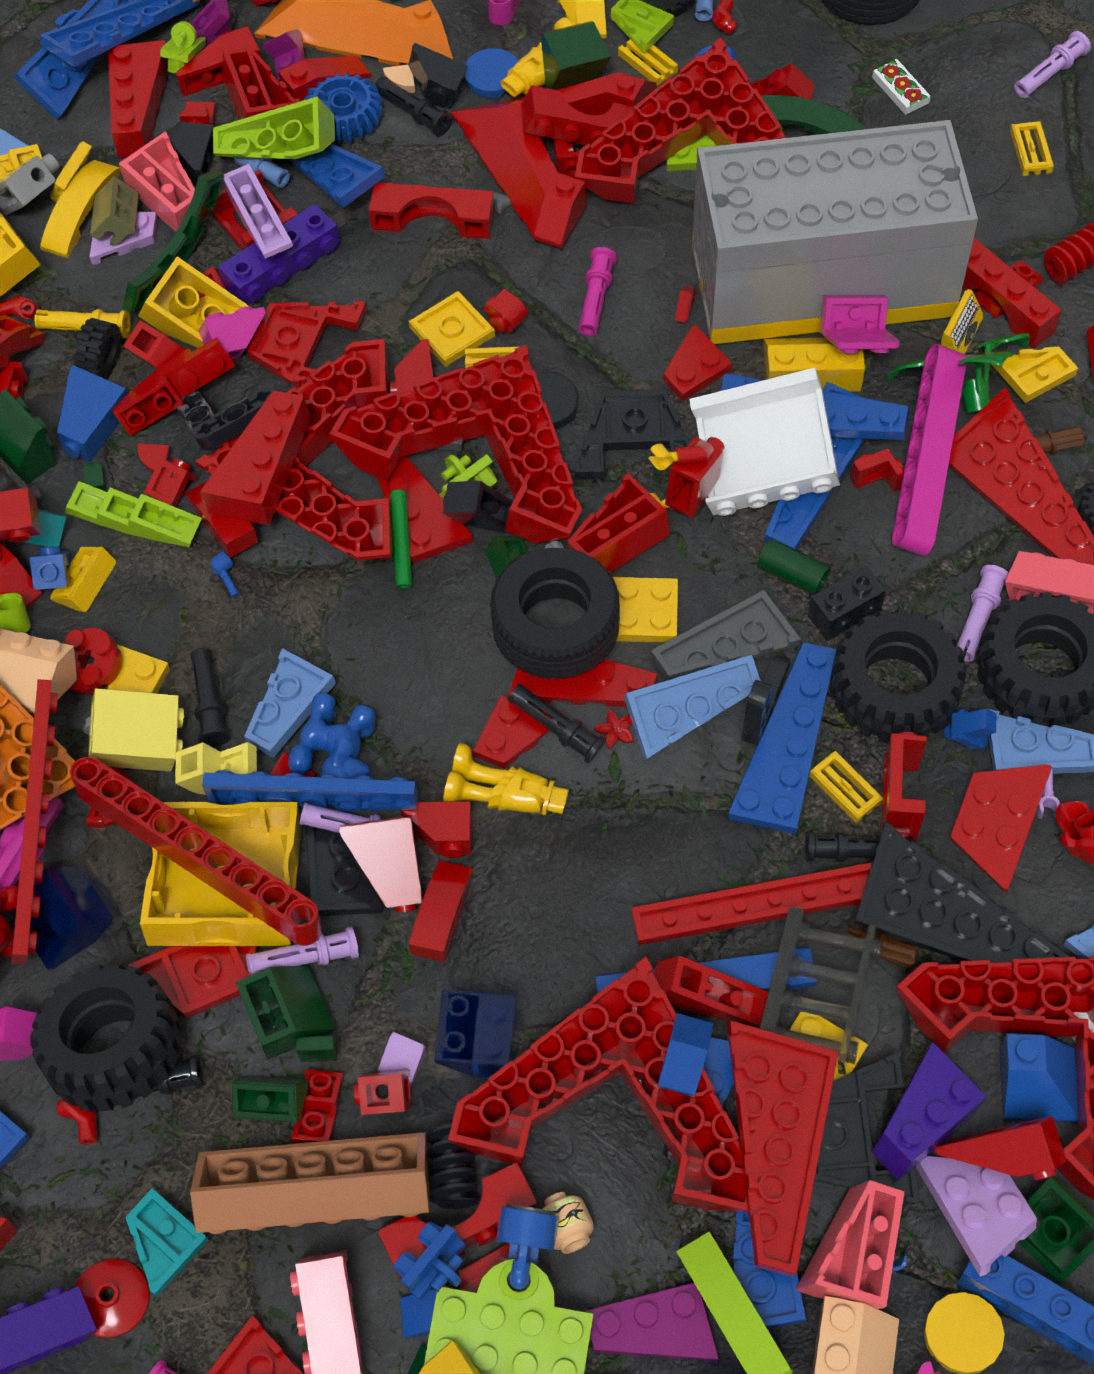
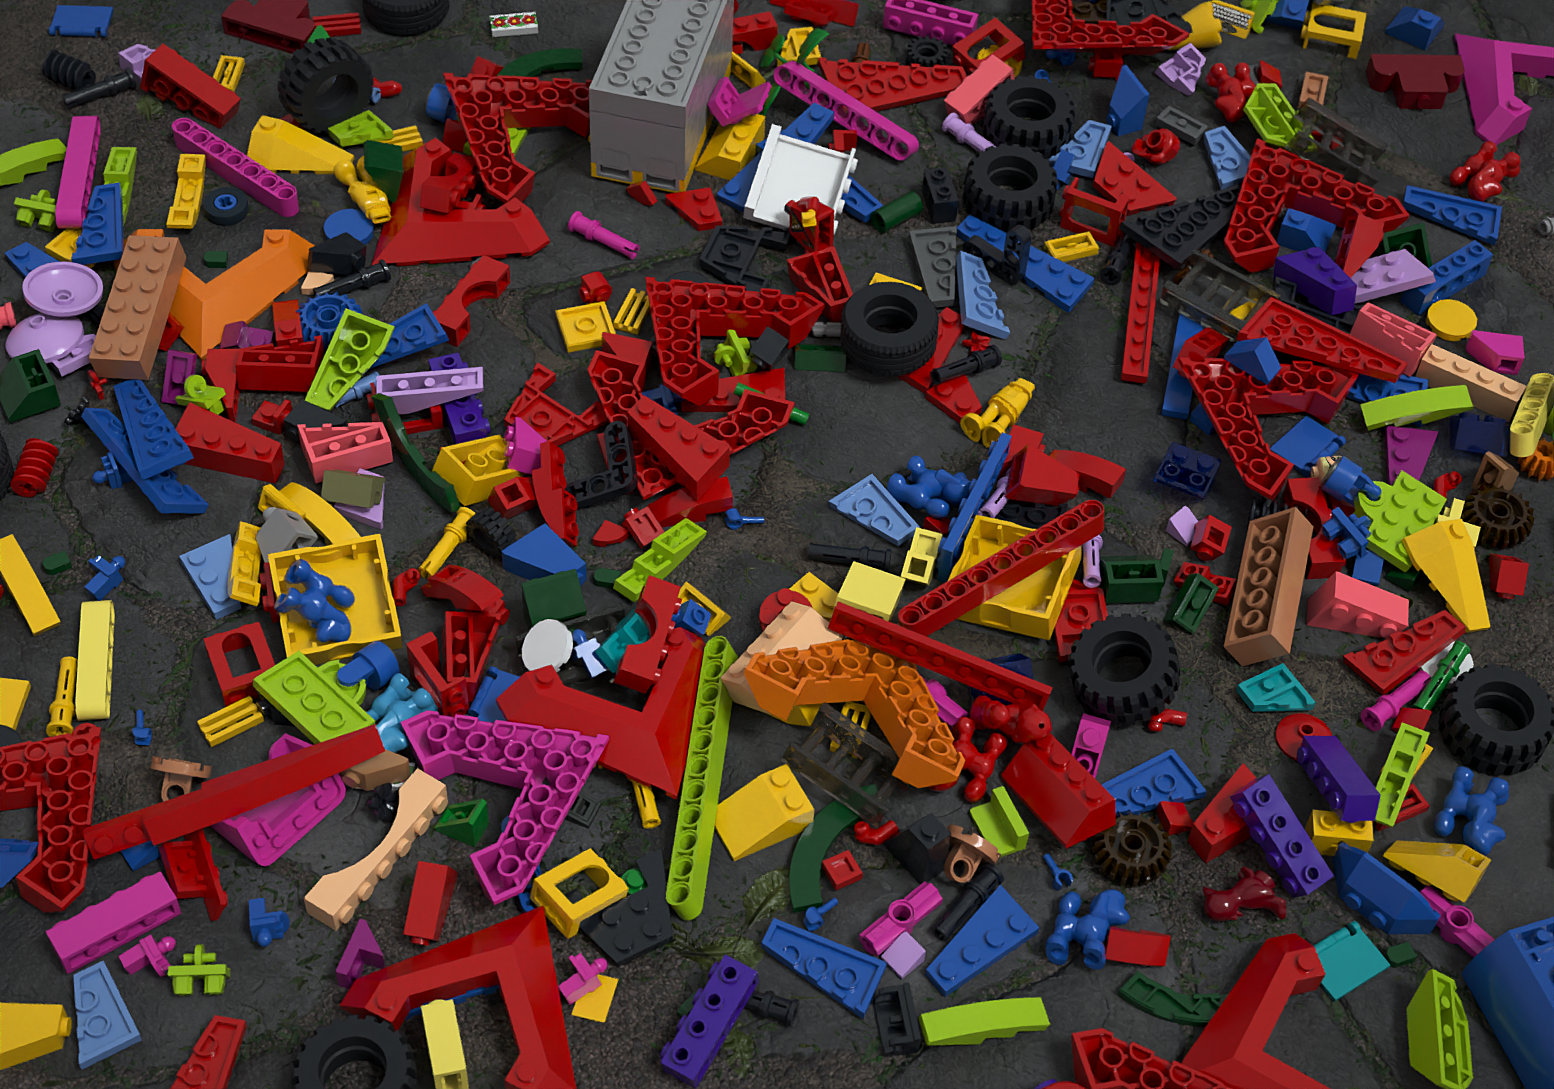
camera: 75 degrees left, 10 degrees down
(619, 1181) = (1306, 444): none -> blue piece

